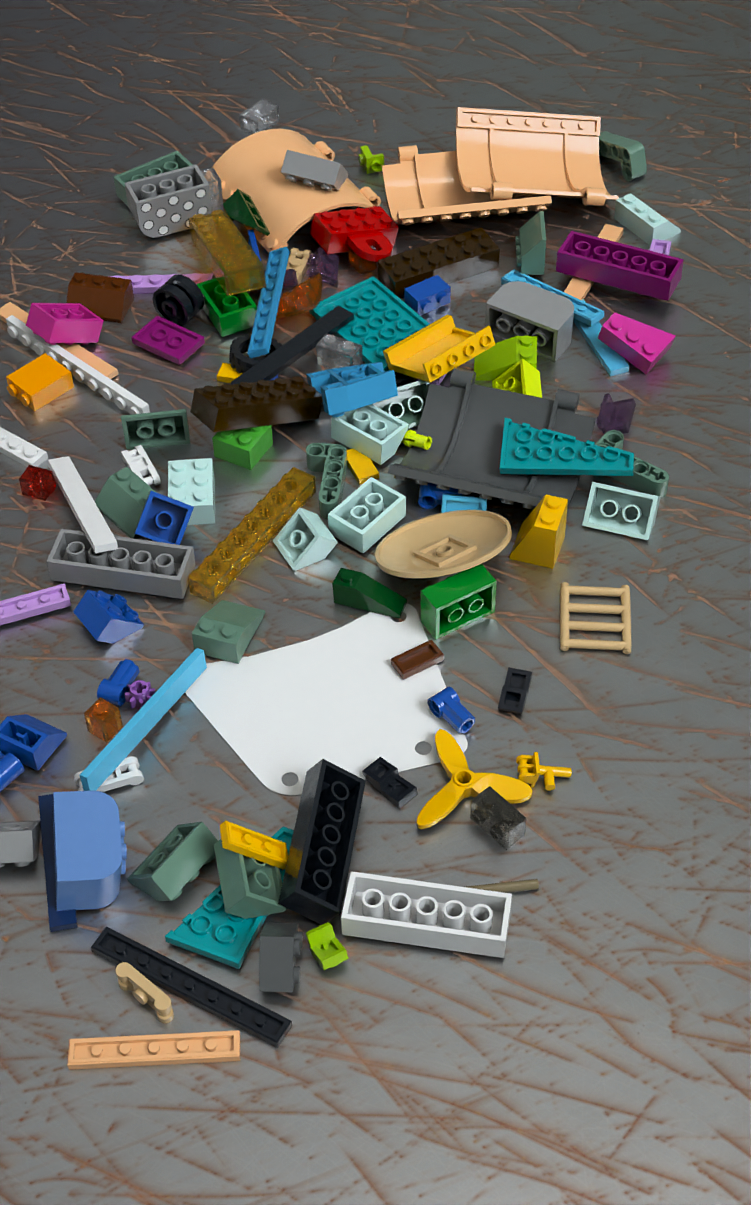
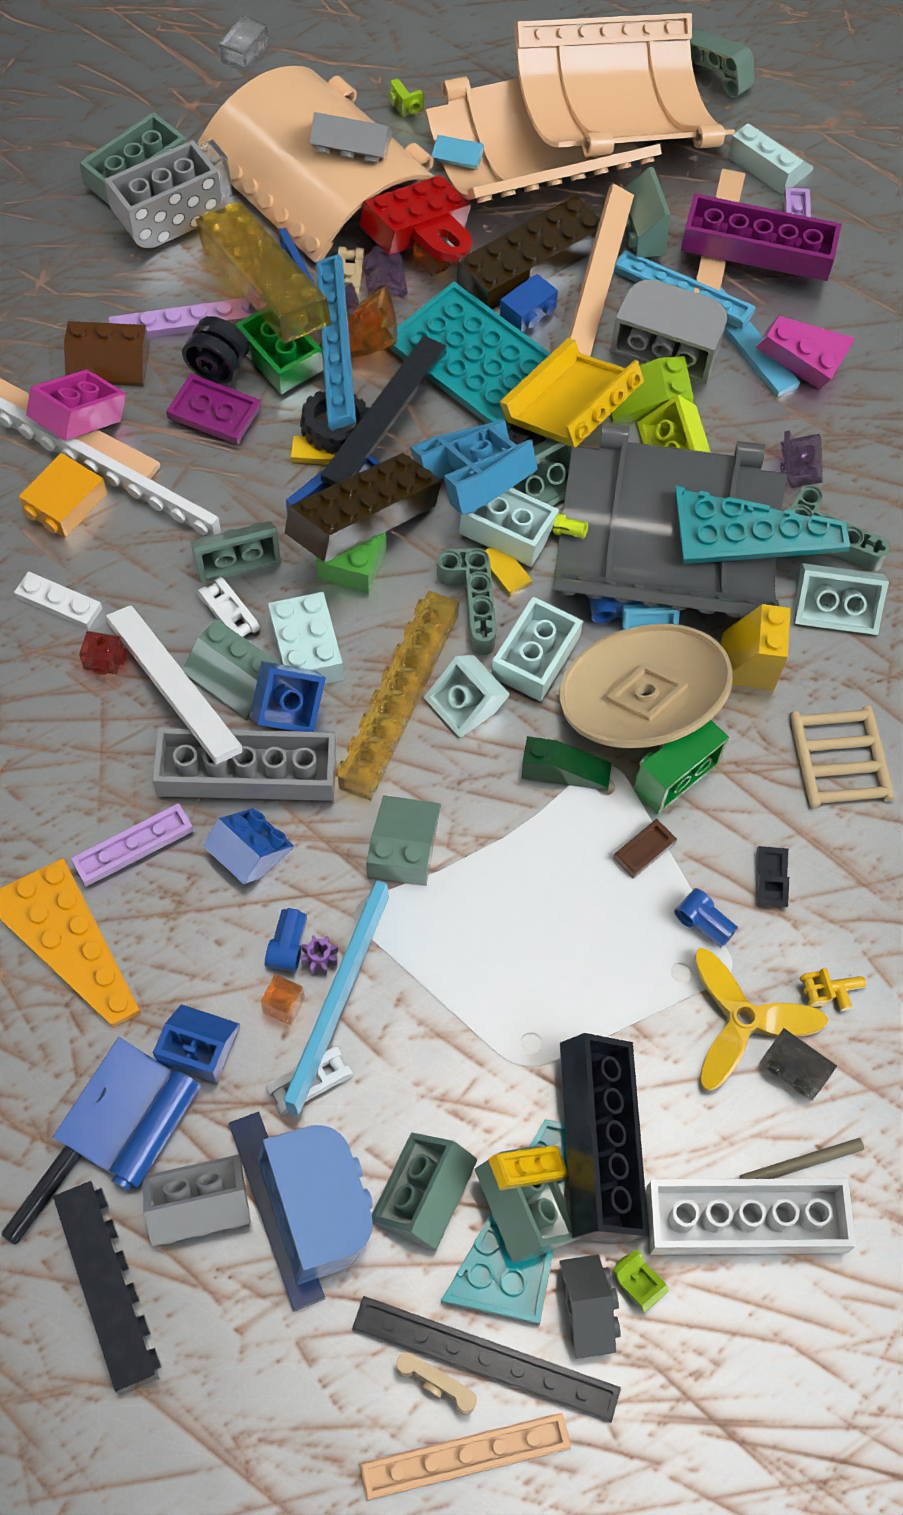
camera: 15 degrees left, 15 degrees up
(243, 210) = (264, 199): dark green slope -> none
(338, 352) = (440, 407): clear brick -> none
(388, 782) = (654, 1032): black slope -> none
(400, 195) = (457, 152): none -> medium azure tile
(487, 275) = (600, 268): none -> light nougat tile

